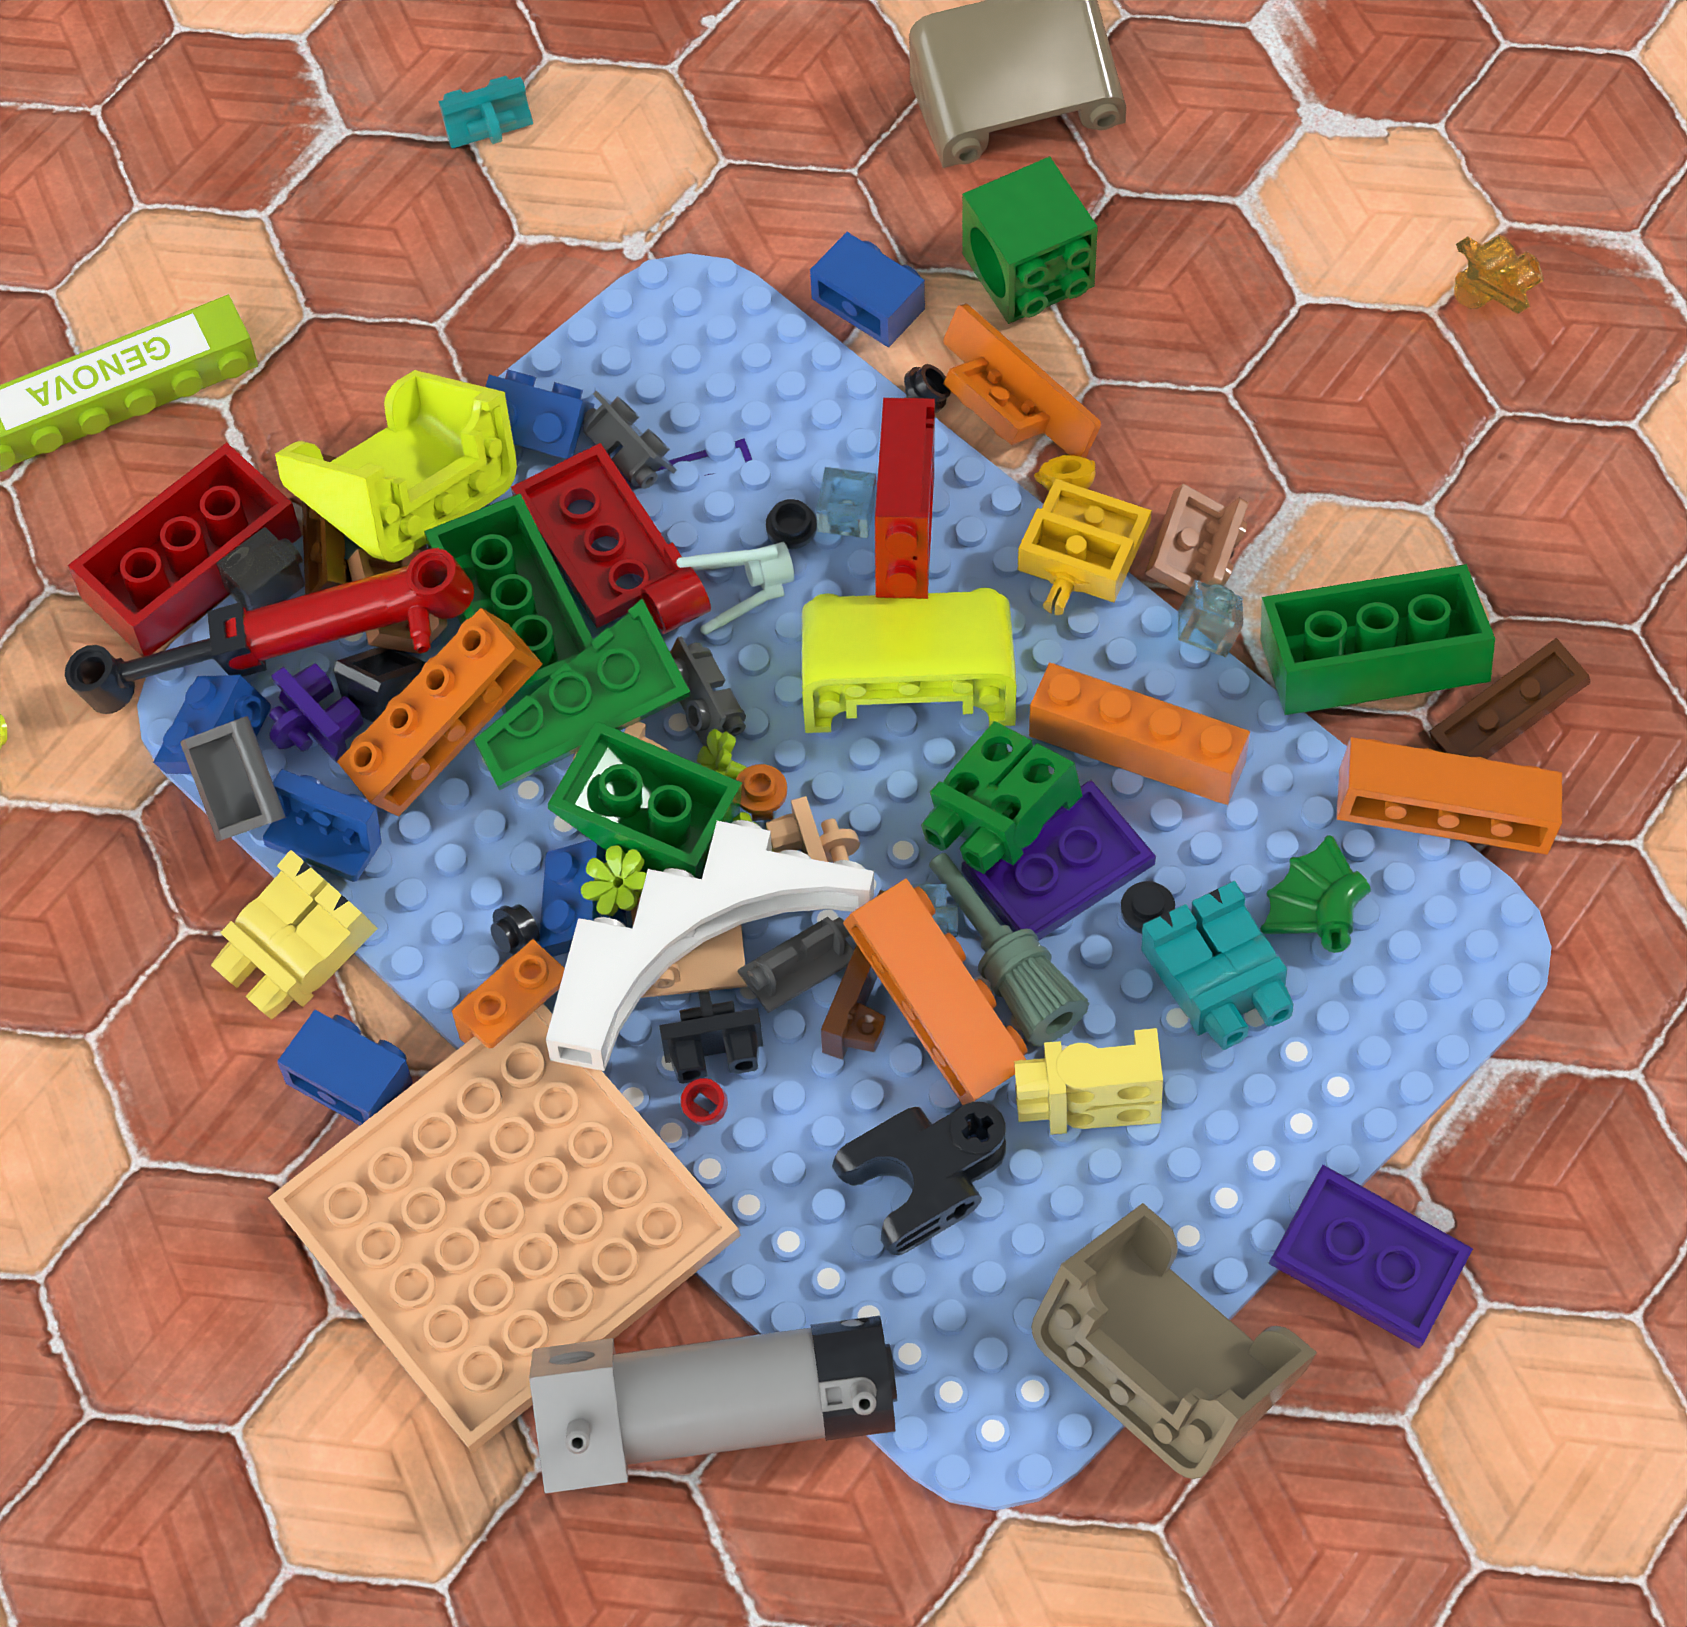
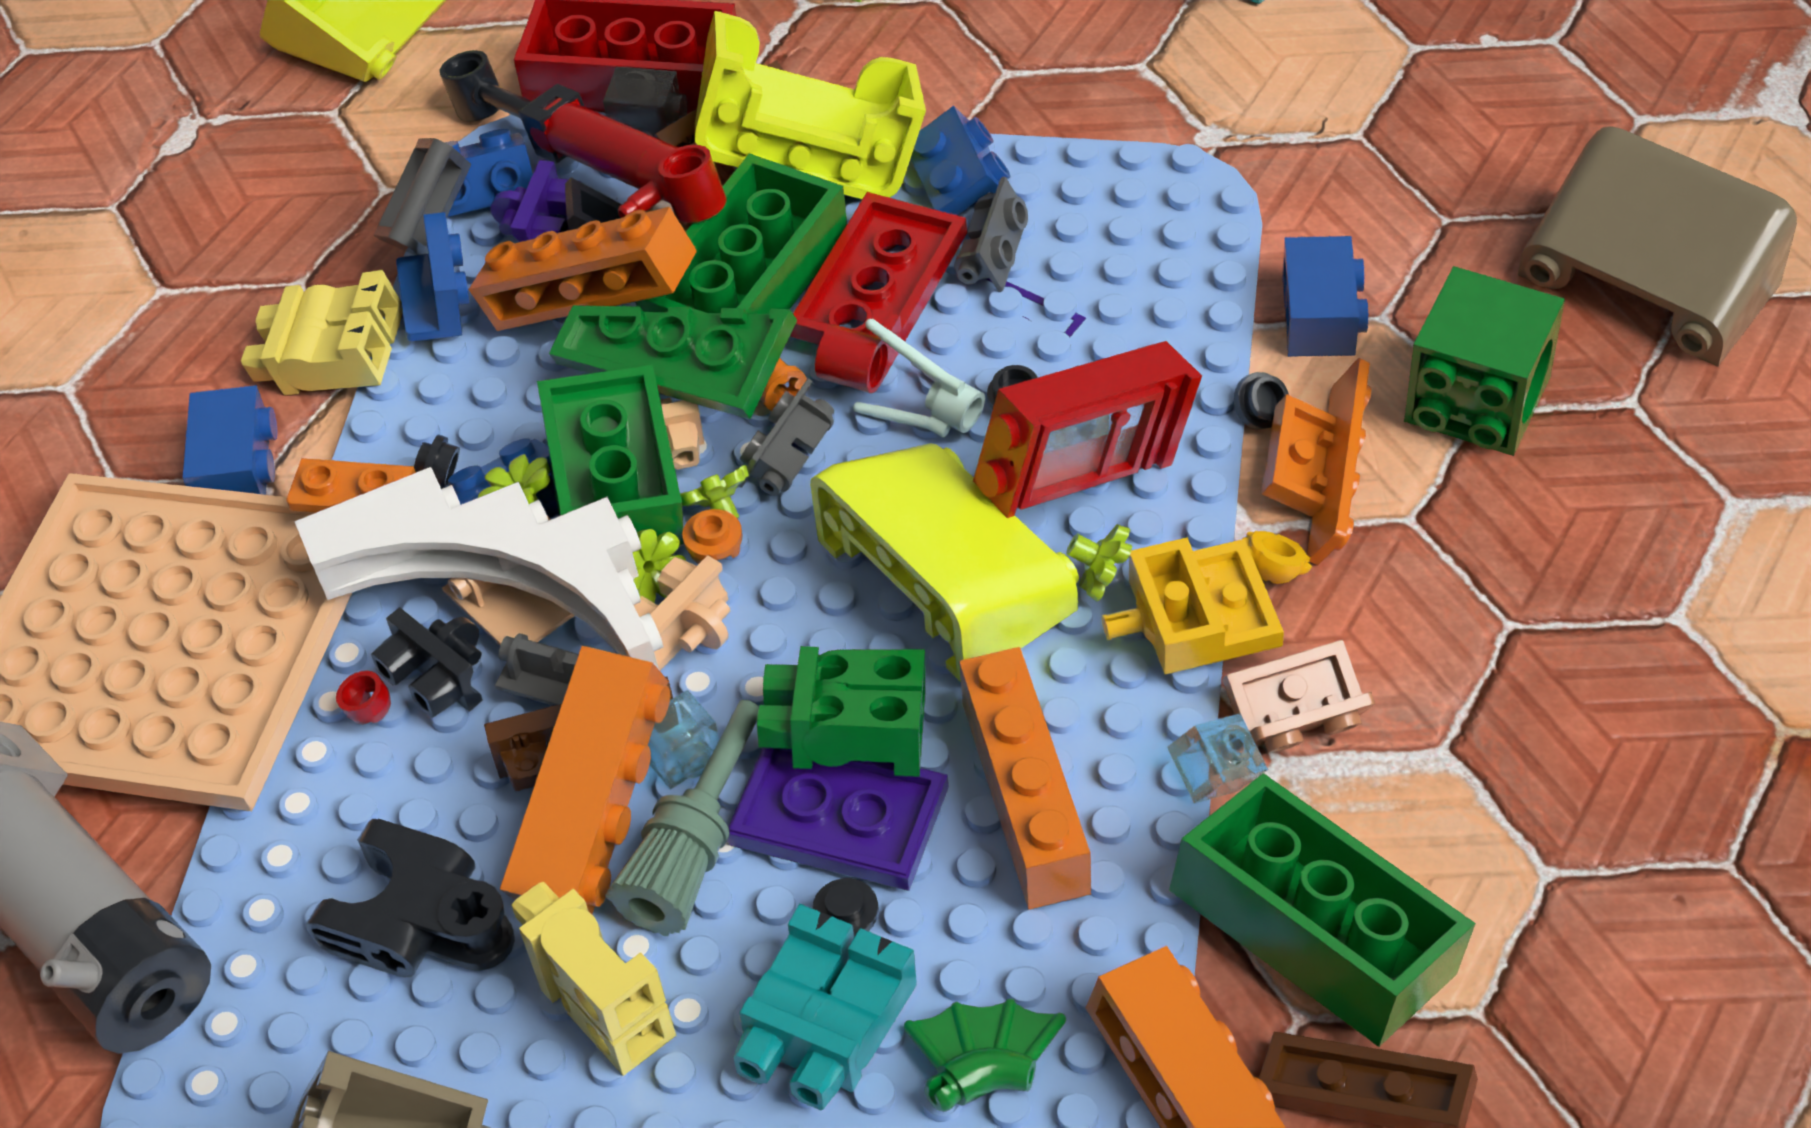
camera: 55 degrees right, 10 degrees down
(1001, 569) = (1100, 559): none -> lime plant

